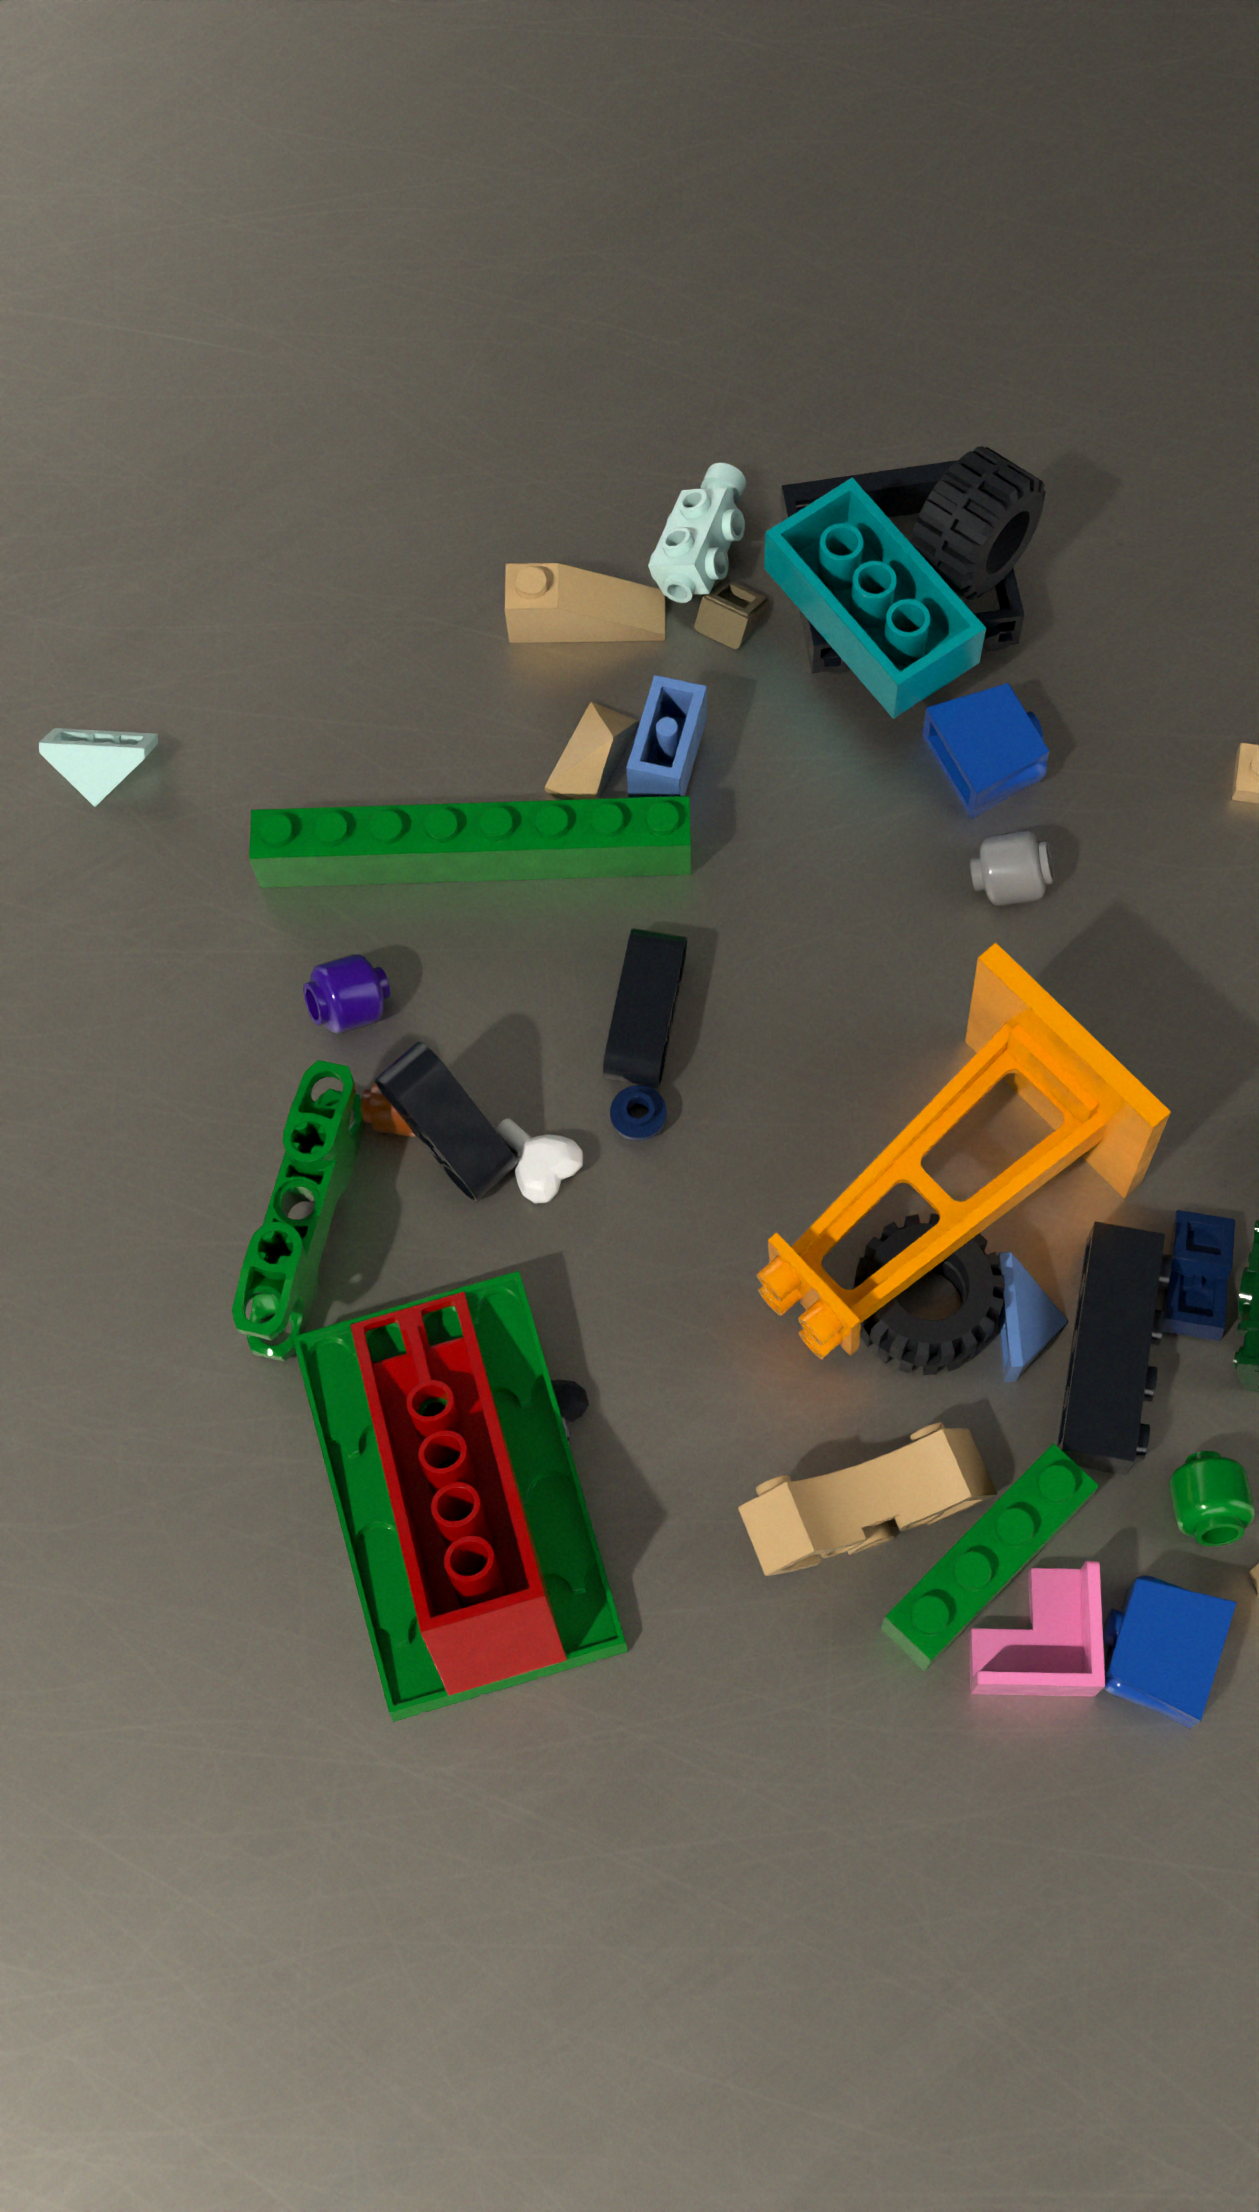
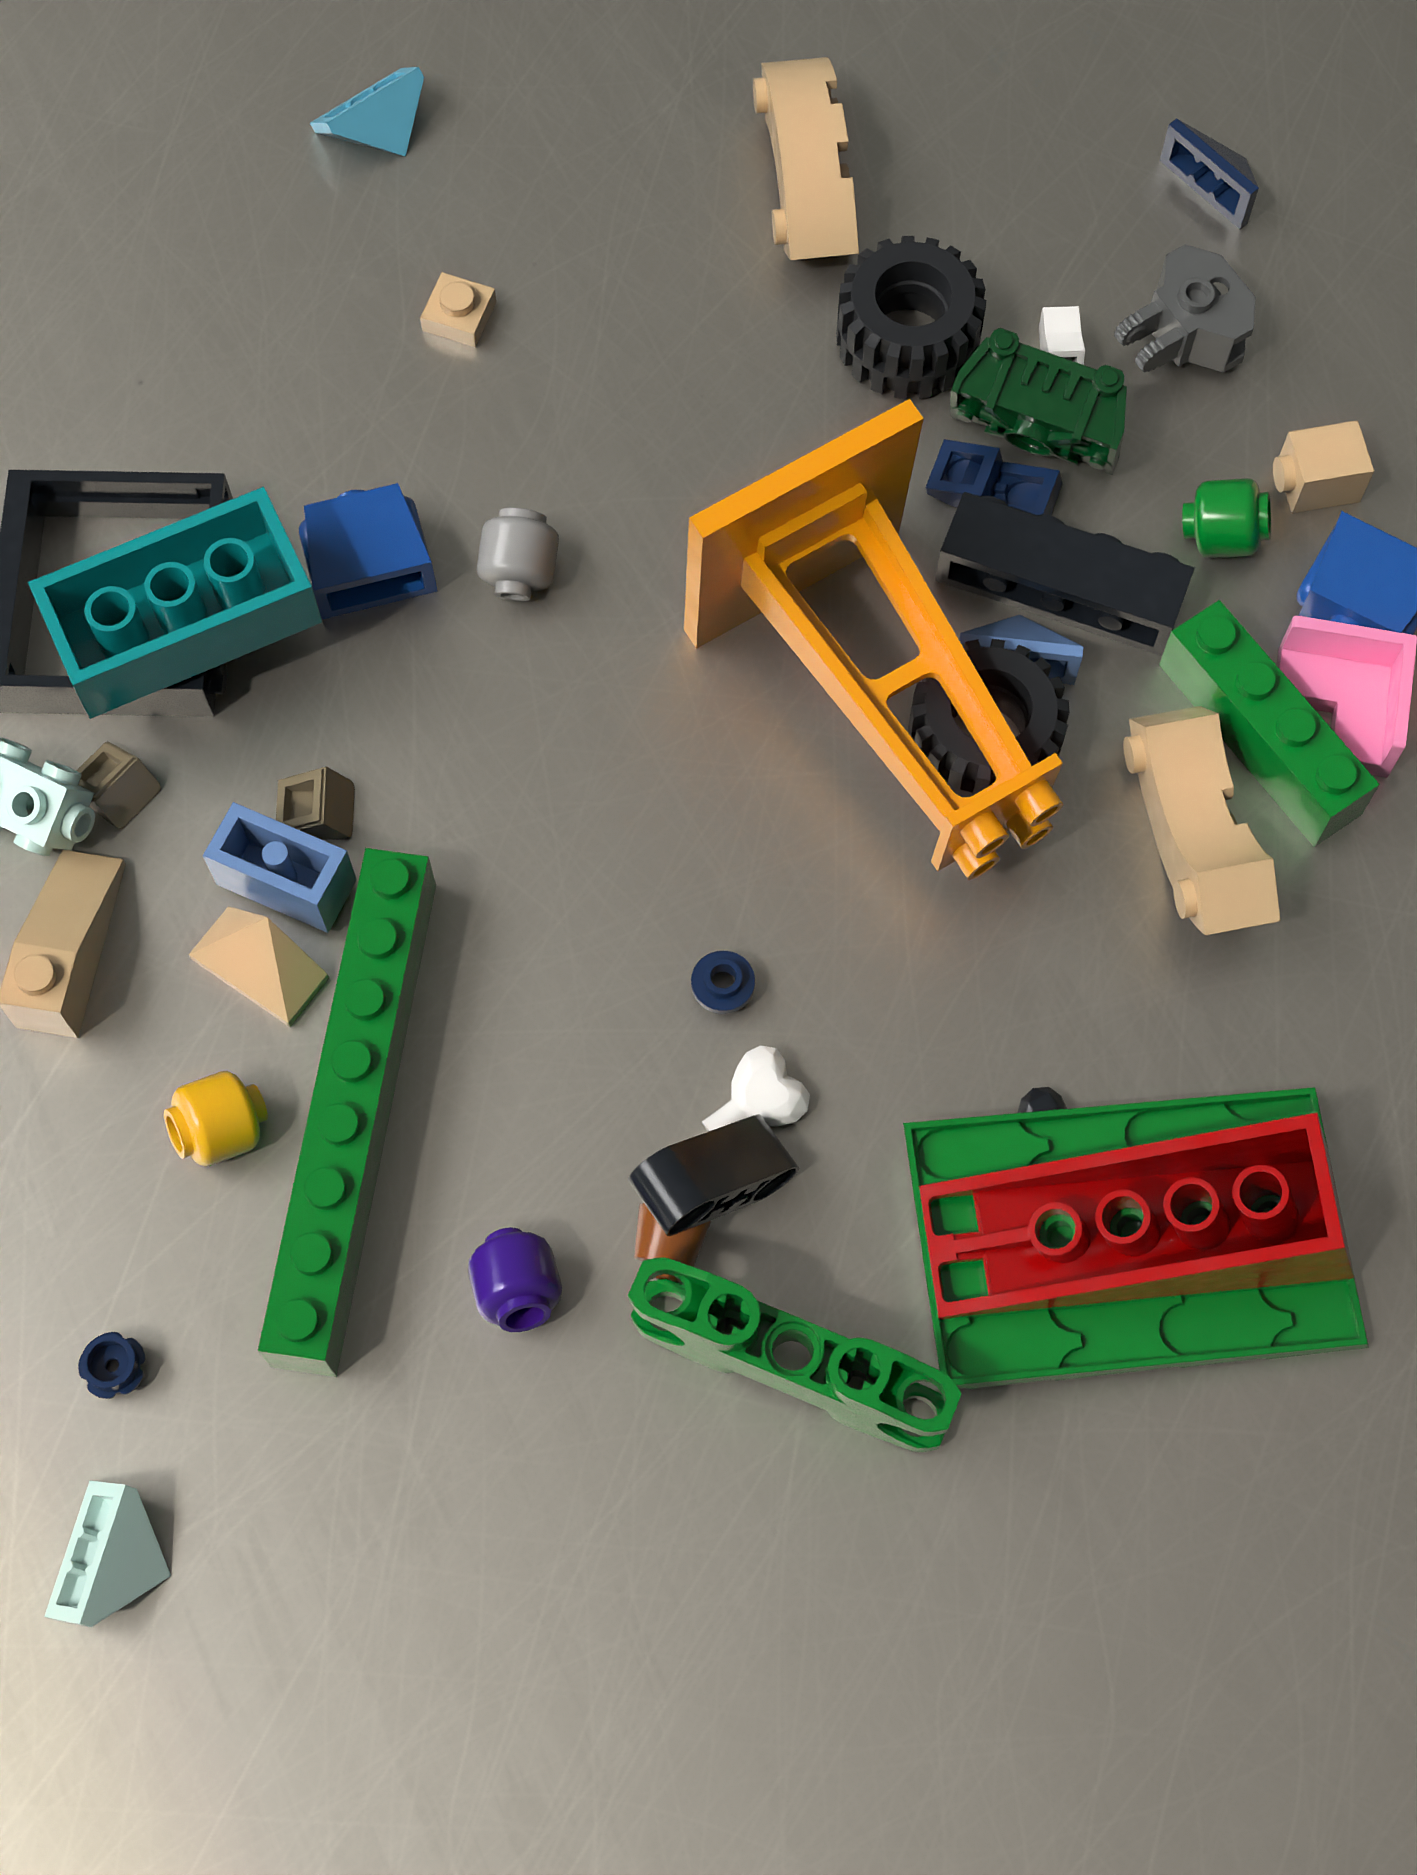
camera: 85 degrees left, 0 degrees up
(240, 713) = (94, 1362): none -> dark blue plate
(447, 747) = (215, 1118): none -> yellow head
(645, 1007) = (600, 951): black beam -> none
(741, 766) = (317, 803): none -> dark tan slope
(978, 521) = (120, 467): black tyre -> none

